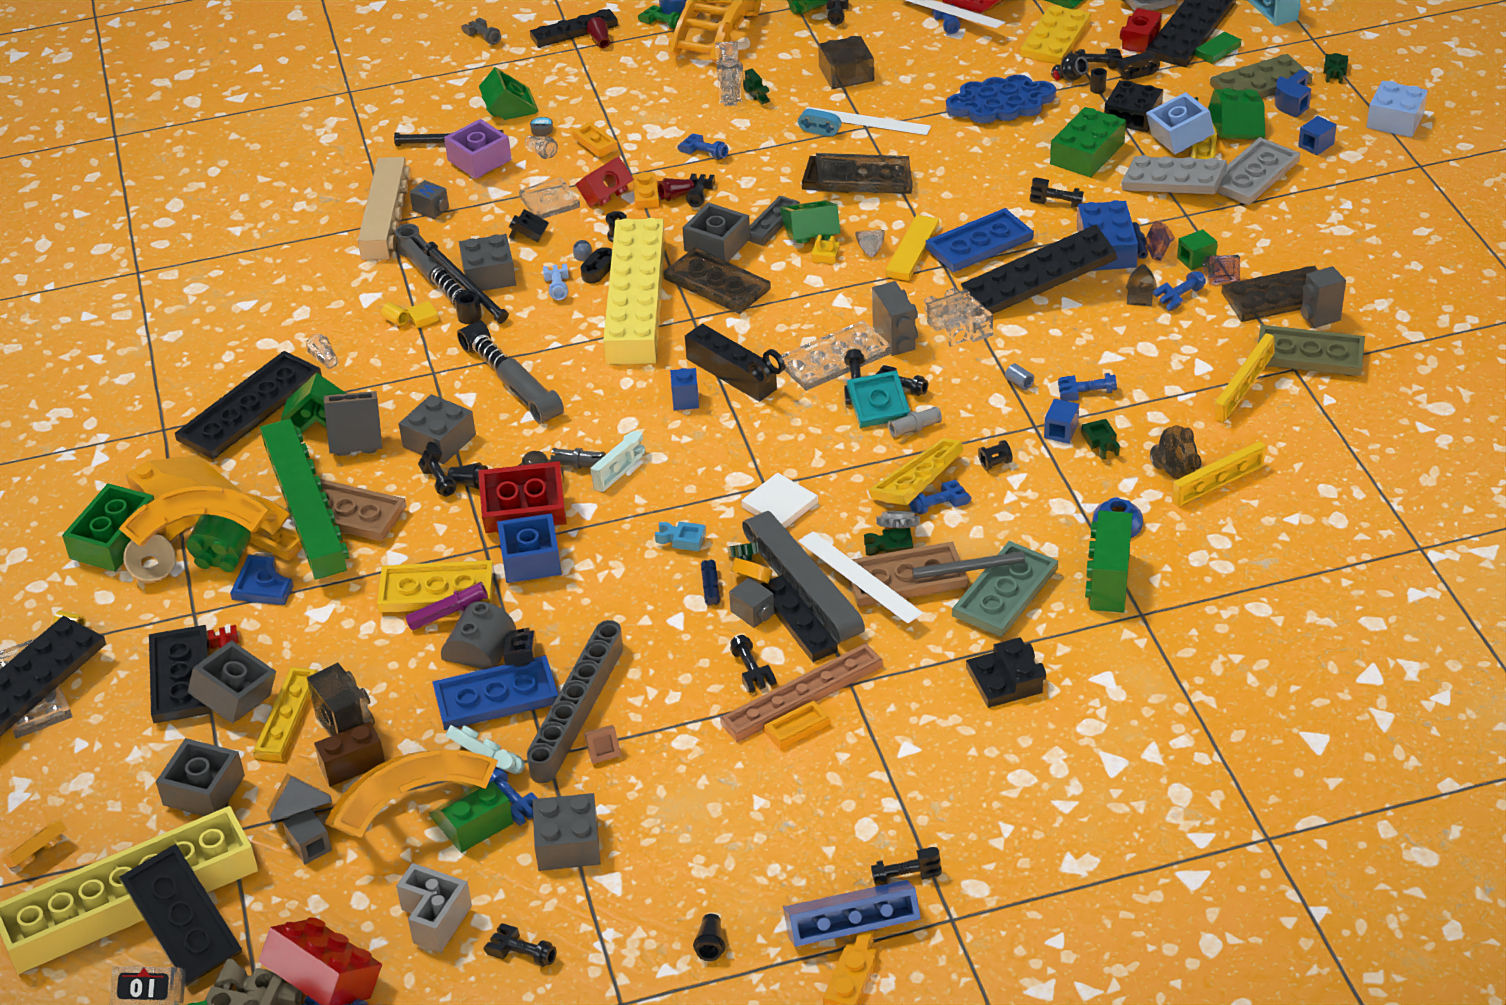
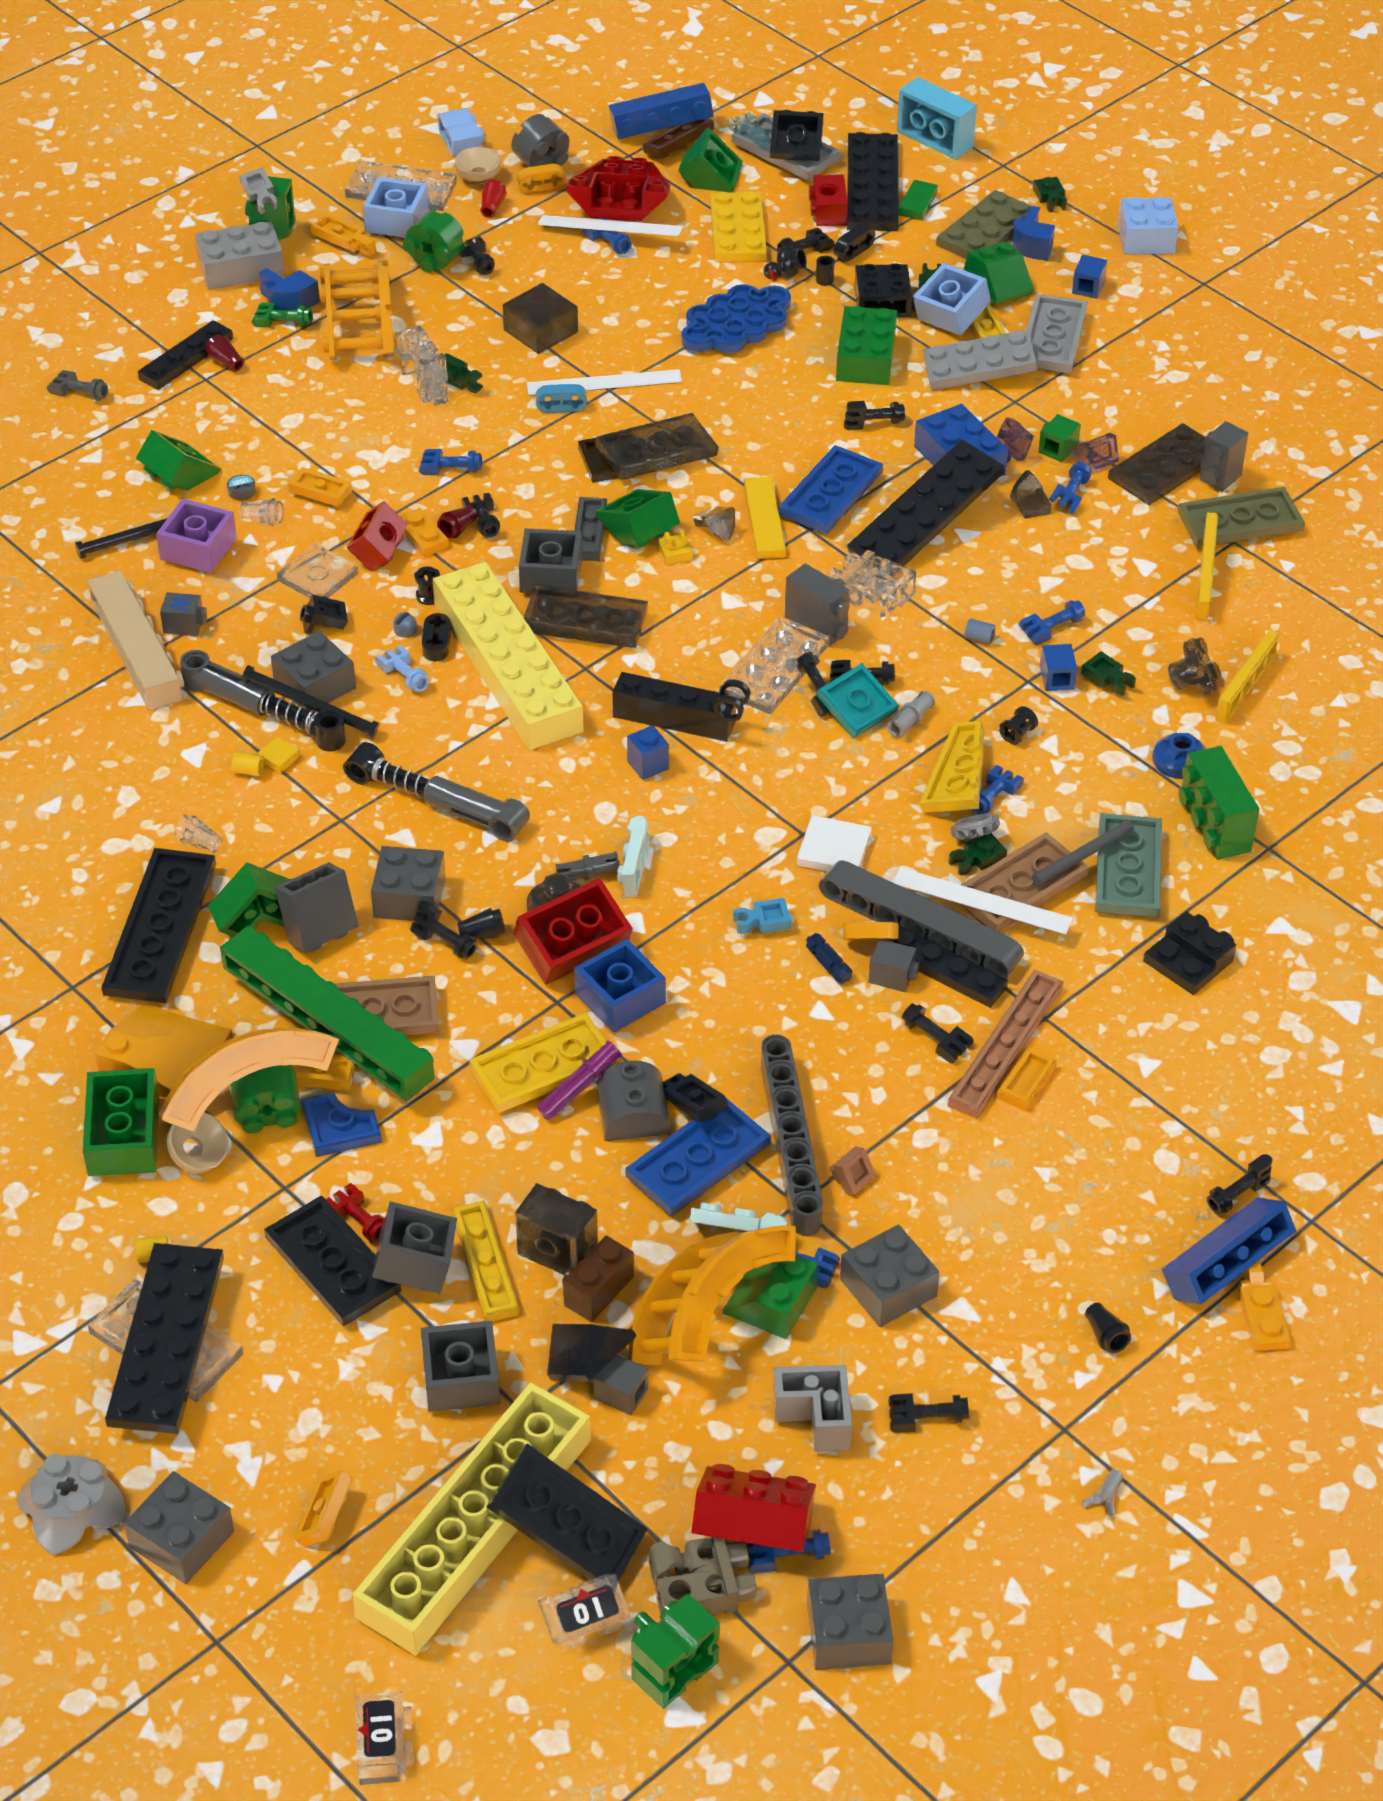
camera: 30 degrees left, 5 degrees up
(743, 551) = (844, 912): dark green plate -> none

